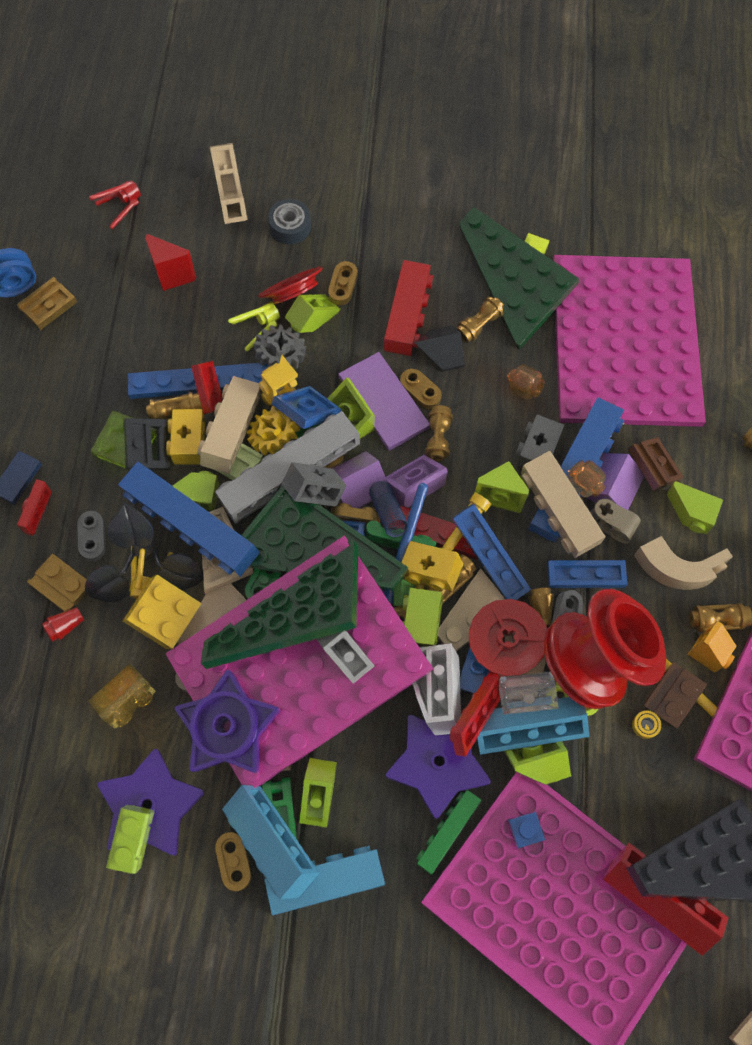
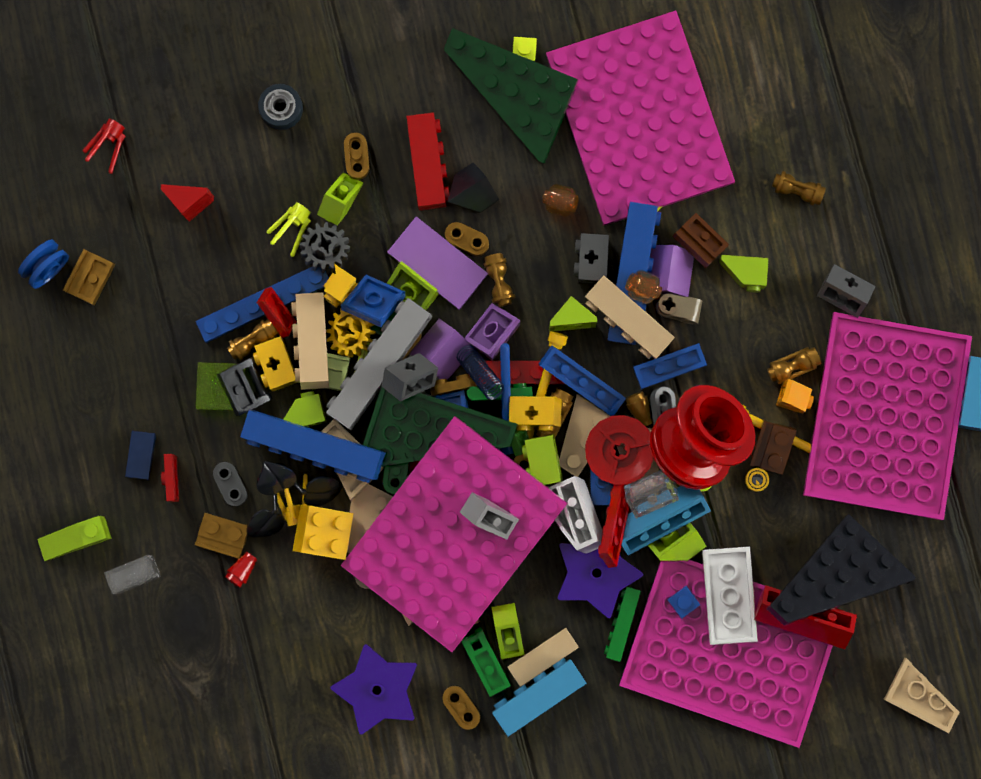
camera: 10 degrees left, 15 degrees up
(122, 697) = (318, 612): clear yellow slope -> none
(130, 839) = (377, 720): lime brick -> none
(206, 723) = (414, 625): dark purple plate -> none
(228, 183) = (209, 92): tan arch -> none
(270, 842) = (485, 683): dark azure brick -> none
(292, 286) = (311, 180): red piece -> none
(310, 609) = (445, 498): dark green wing -> none
(346, 837) = (543, 657): none -> tan tile
(472, 326) = (494, 158): pearl gold piece -> none
(581, 843) = (729, 595): none -> white tile
(675, 572) = (747, 338): tan arch -> none

